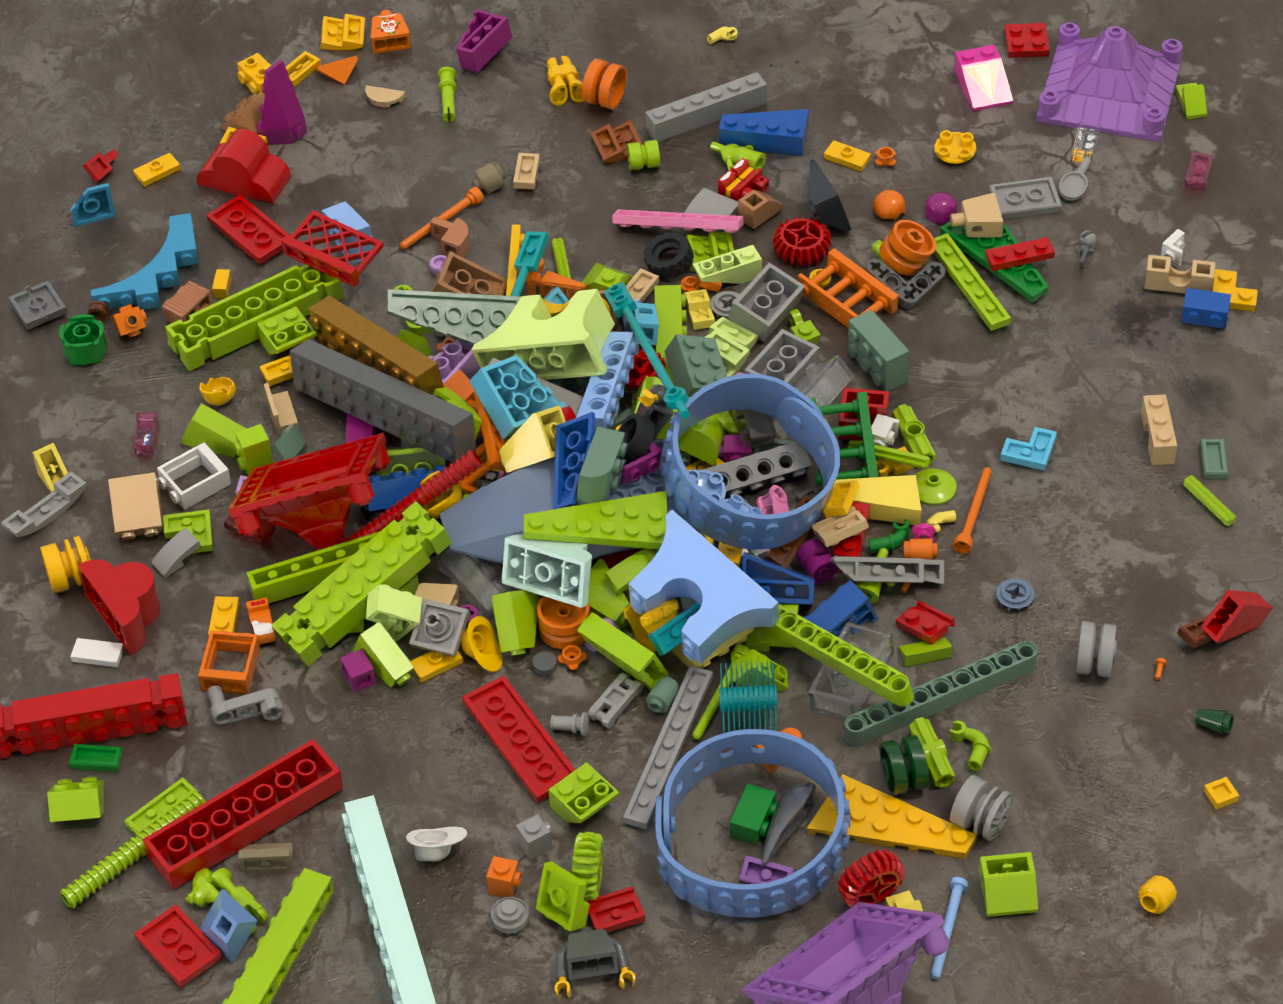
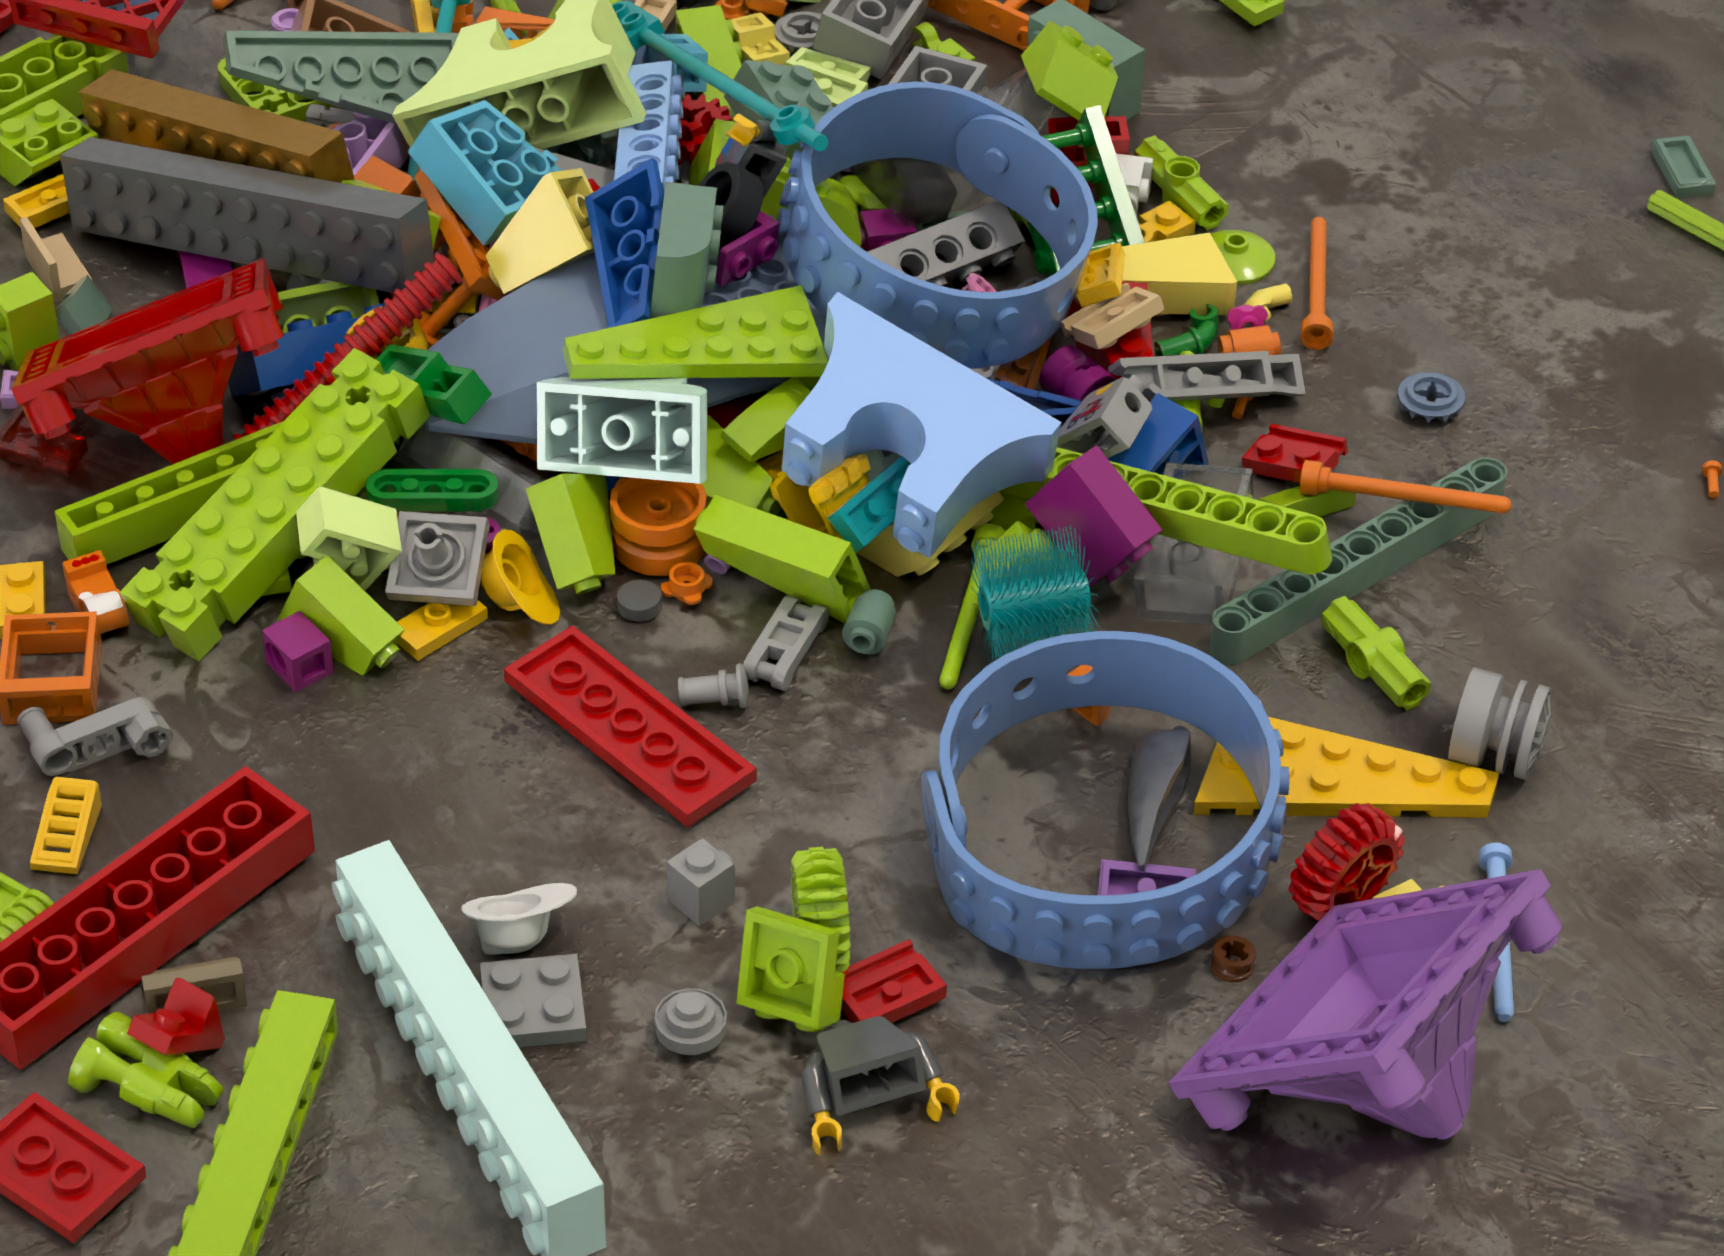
camera: 15 degrees left, 5 degrees down
(199, 878) = (68, 1046): lime animal -> none
(224, 741) = (67, 798): none -> yellow slope
(228, 925) = (150, 1112): medium blue slope -> none
(253, 881) = (184, 1024): none -> red slope
(434, 890) = (537, 998): none -> light grey plate
(445, 586) = (434, 489): none -> green plate
(459, 529) = (448, 390): none -> green slope
(503, 877) = (662, 956): orange brick -> none
(581, 794) = (770, 799): lime slope -> none
(668, 747) = (903, 708): light grey plate -> none
(753, 814) = (1092, 792): green brick -> none
(792, 654) = (1102, 511): none -> magenta brick
(801, 929) = (1233, 970): none -> reddish brown bush
(816, 594) = (1117, 409): none -> light grey torso
(858, 365) = (1070, 70): none -> lime slope
(896, 455) = (1179, 211): lime axle -> none
(904, 765) = (1341, 673): dark green wheel -> none
(929, 642) = (1317, 479): none -> orange piece
(980, 745) = (1454, 628): lime piece -> none
(1008, 884) = (1586, 841): lime slope -> none
(1031, 454) = (1386, 189): medium azure plate -> none
(1097, 649) = (1606, 454): light grey wheel -> none
(1158, 423) = (1575, 114): tan arch -> none

